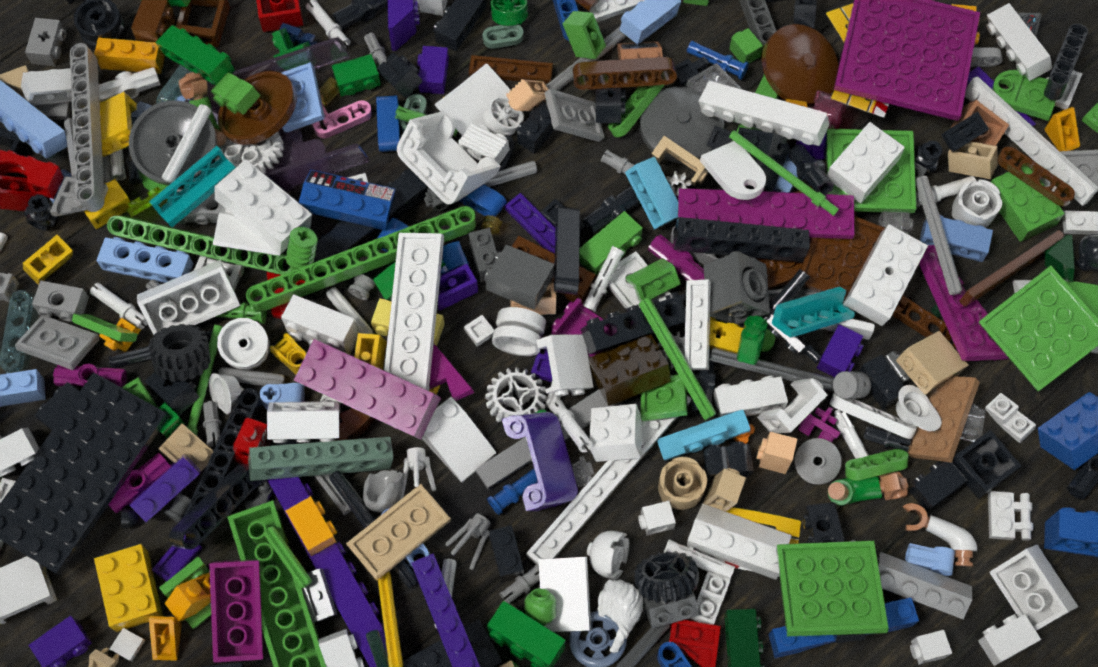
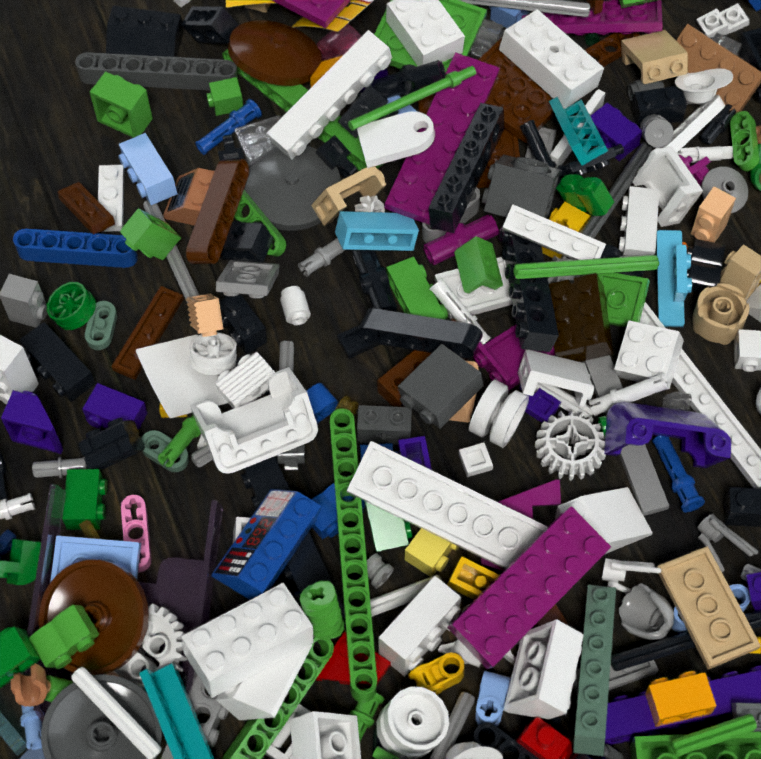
camera: 70 degrees left, 5 degrees down
(387, 125) = (166, 482): blue beam -> none
(532, 221) = (360, 365): dark purple tile -> none
(568, 159) = (295, 305): none -> white brick

